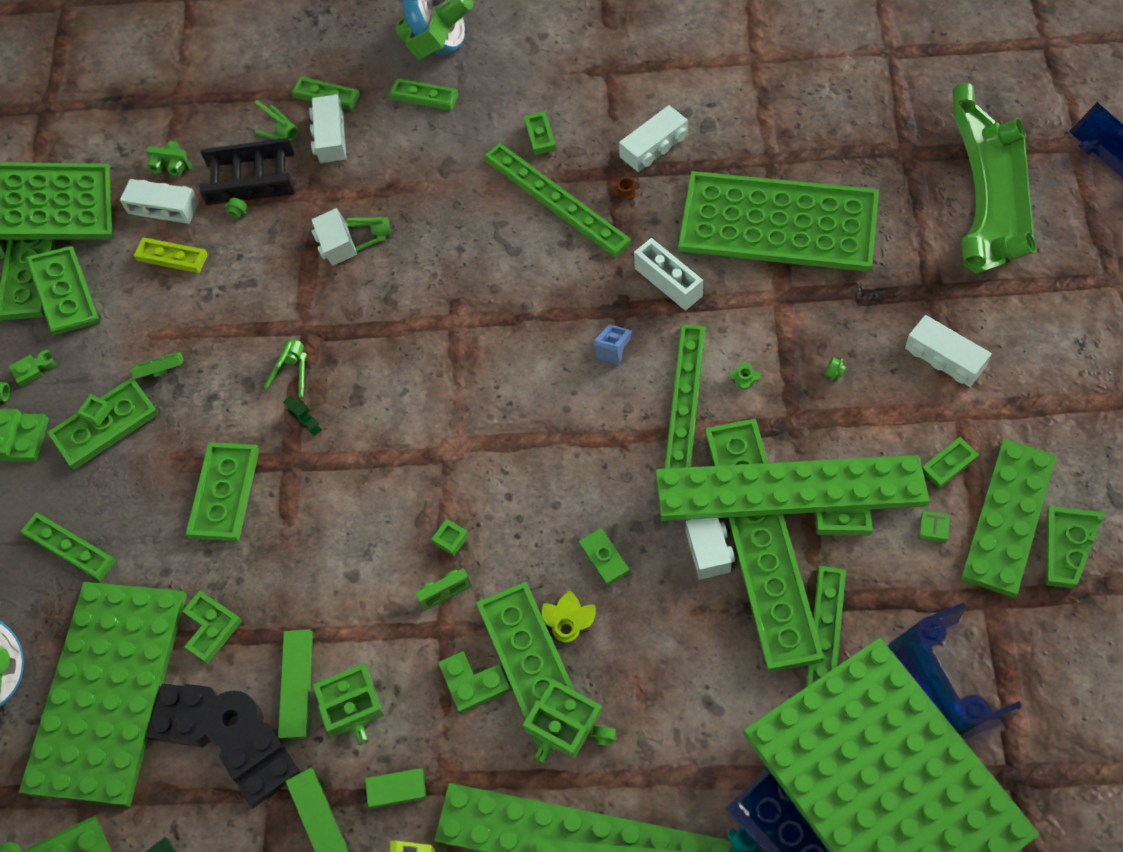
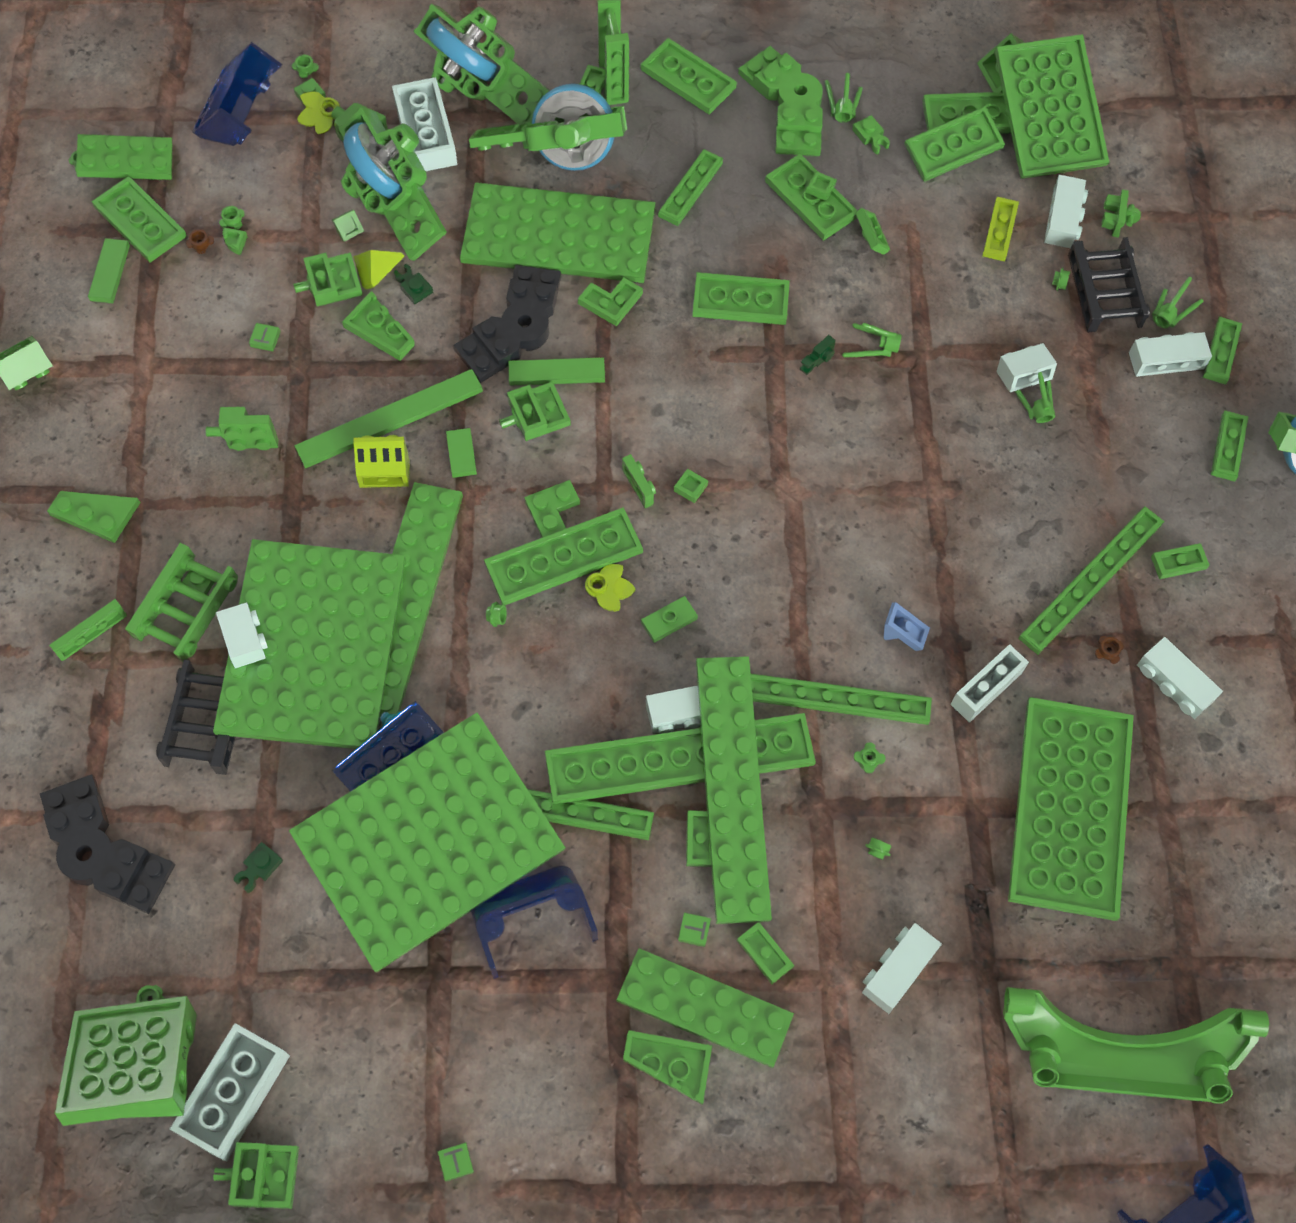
camera: 80 degrees right, 5 degrees up
(561, 720) = (505, 573): bright green plate -> none

